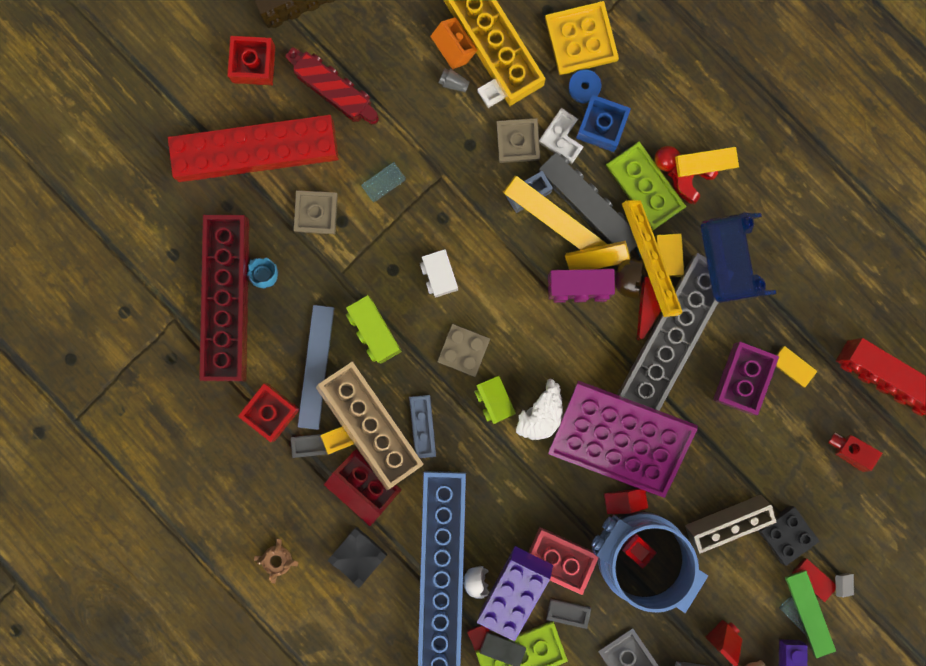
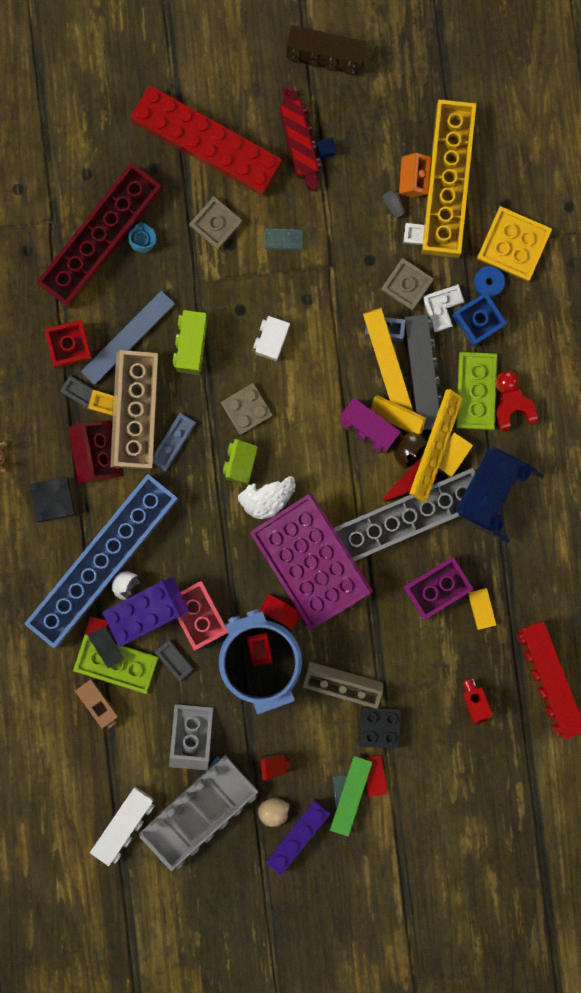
camera: 30 degrees right, 0 degrees up
(251, 60) = (254, 74): red brick -> none
(361, 77) = (326, 148): none -> clear blue piece
(706, 162) = (533, 406): yellow tile -> none
(844, 585) = (393, 795): light grey tile -> none

